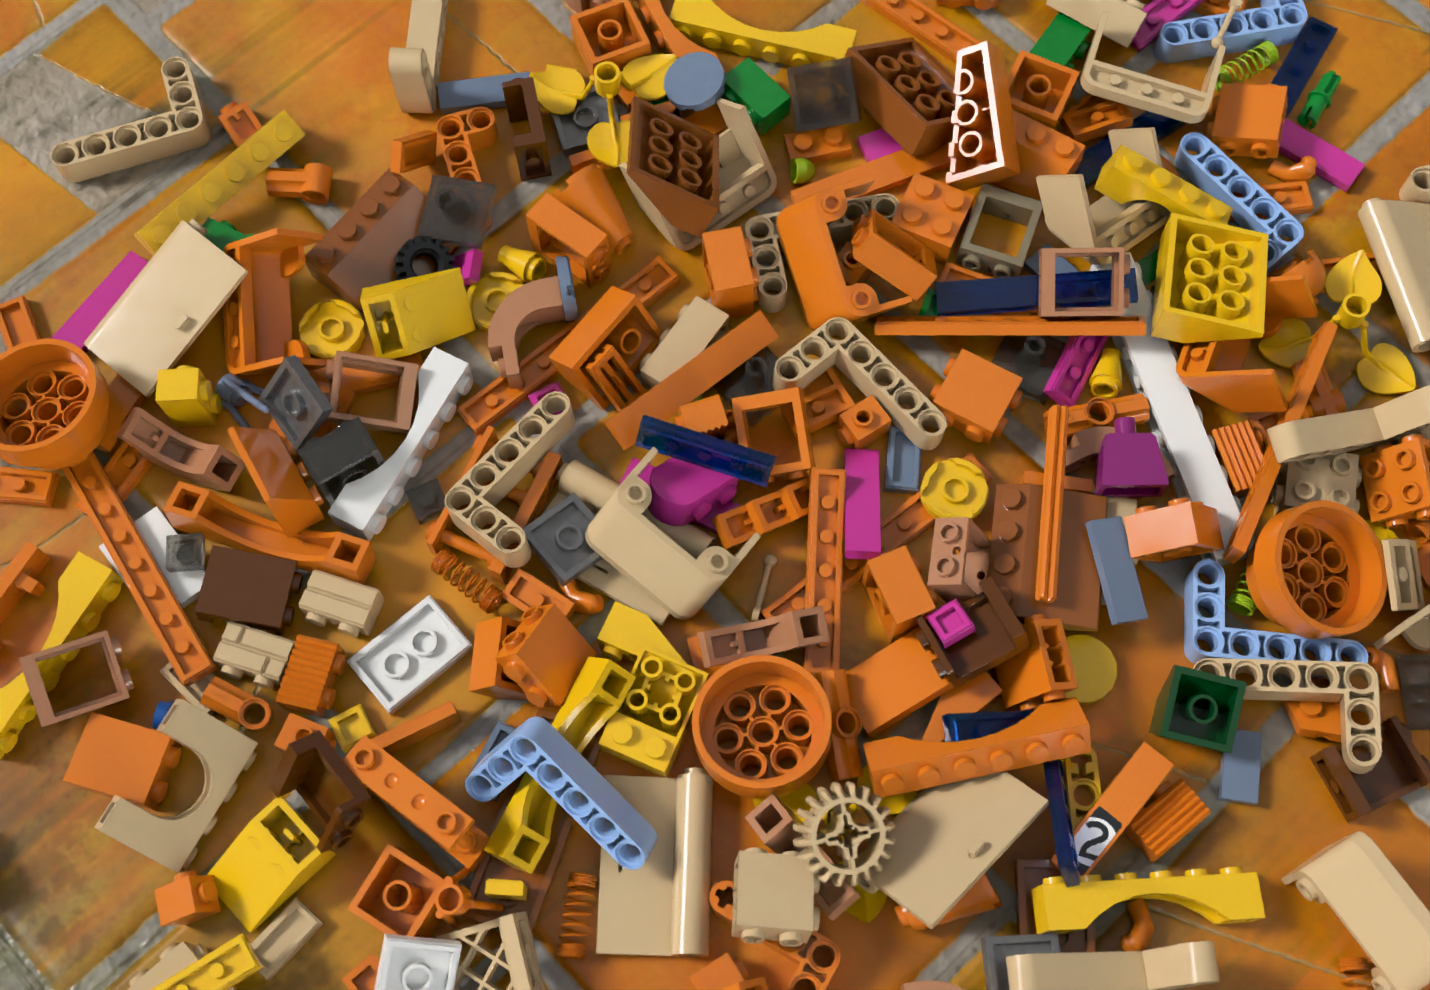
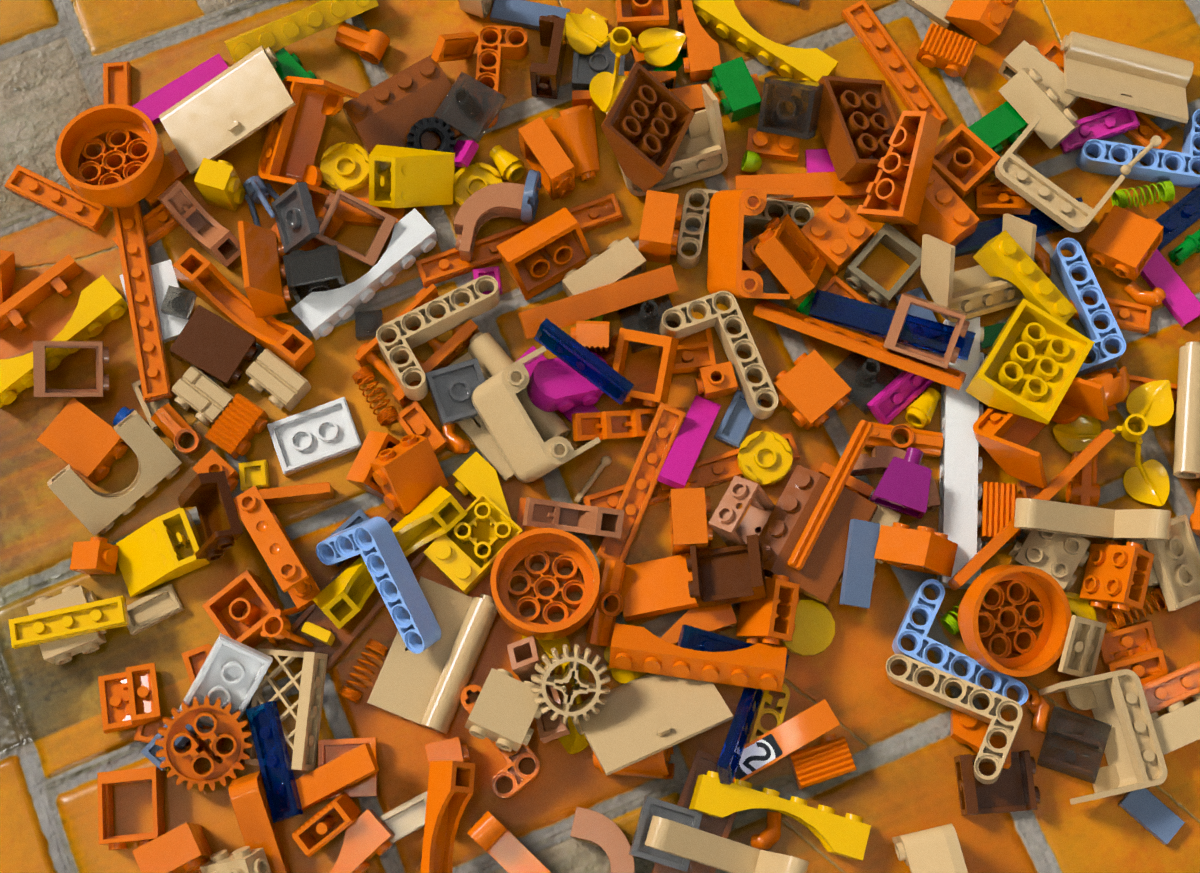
camera: 20 degrees right, 5 degrees up
(601, 363) = (533, 264): orange tile -> none
(695, 81) = (691, 63): sand blue tile -> none
(950, 623) = (714, 558): dark pink tile -> none
(1199, 708) = (879, 690): dark green slope -> none
(1241, 769) = (896, 744): sand blue tile -> none

